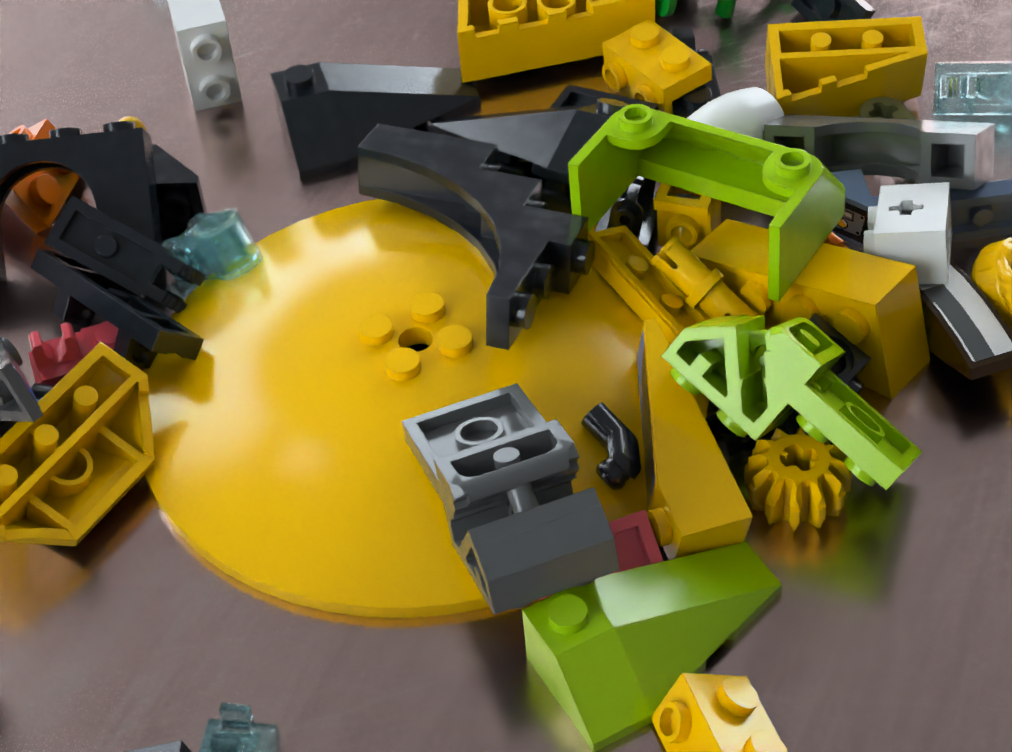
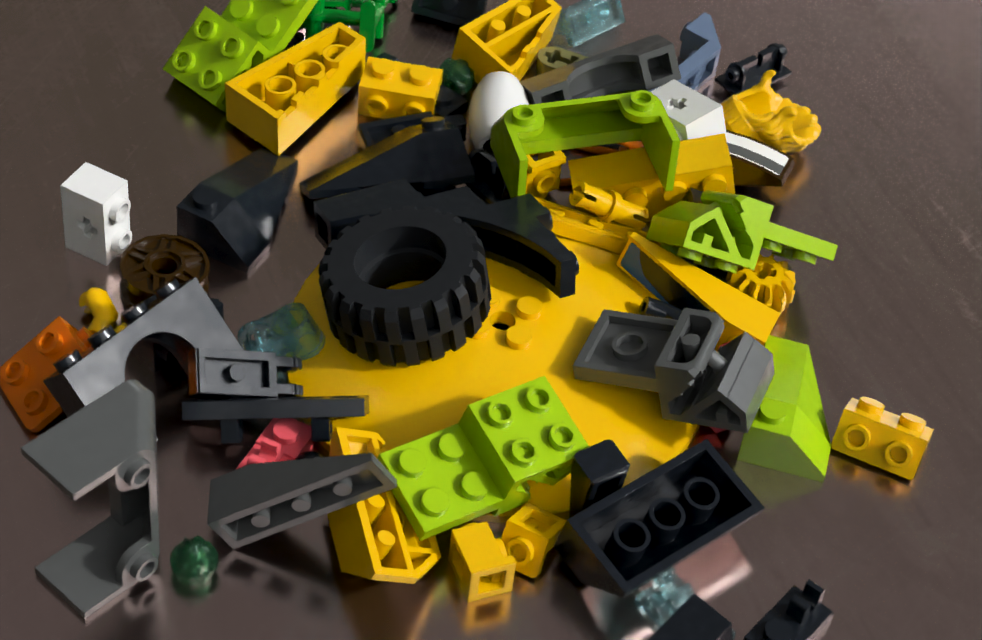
camera: 55 degrees left, 0 degrees up
(100, 568) = (480, 562): none -> yellow brick
(185, 578) = (530, 536): none -> yellow bracket
(197, 465) = (485, 458): none -> lime piece
(209, 136) = (157, 260): none -> dark brown wheel
(273, 552) = (596, 474): none -> black slope
(300, 646) = (656, 521): none -> black slope
(332, 242) = (413, 320): none -> black tyre
(741, 75) = (457, 75): none -> clear green plate

